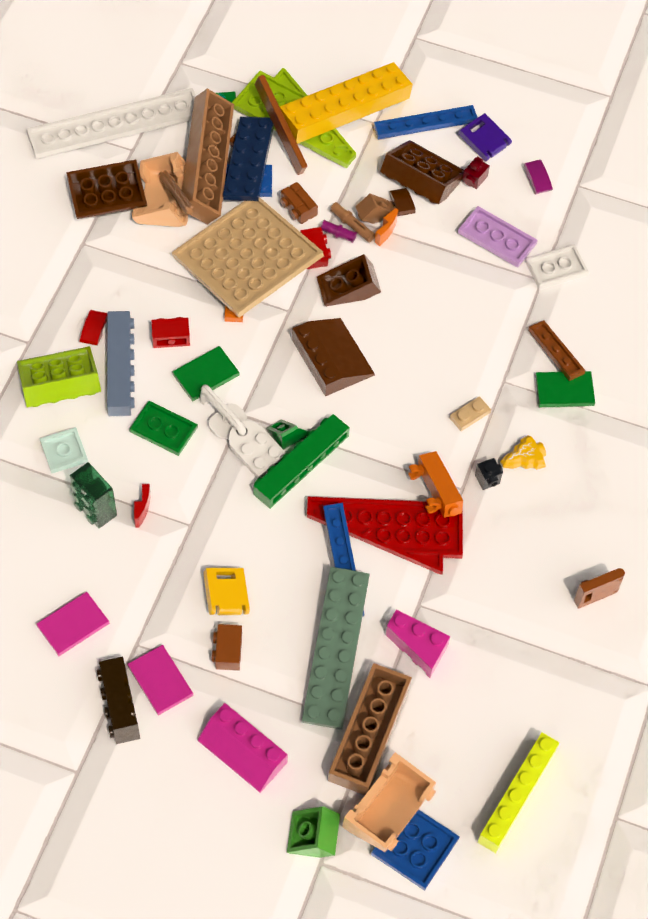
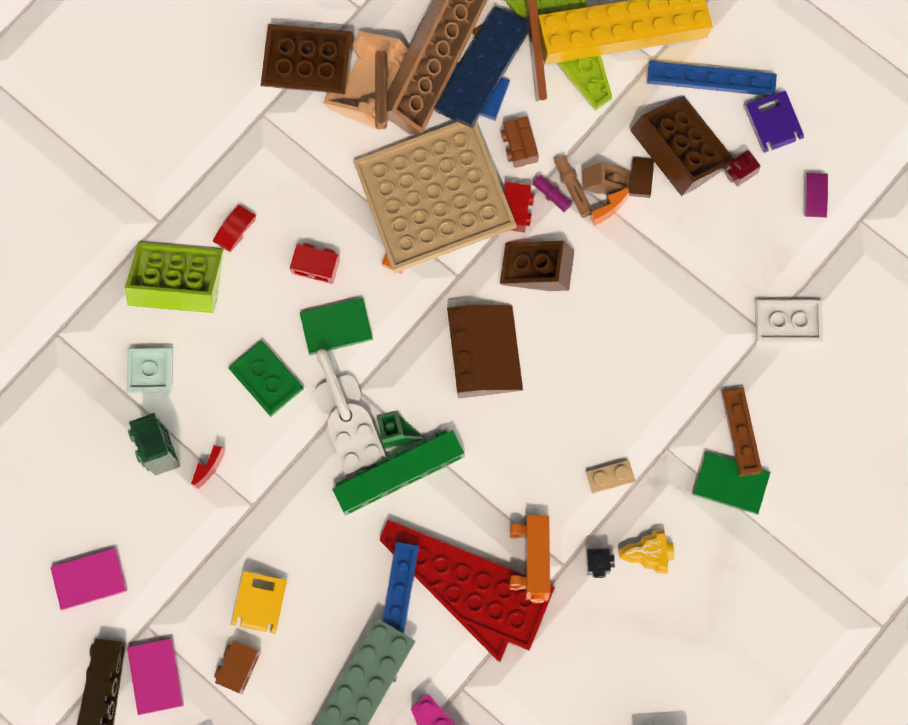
camera: 30 degrees right, 15 degrees up
(119, 363) = (245, 284): sand blue brick -> none
(497, 236) = (734, 260): lavender plate -> none

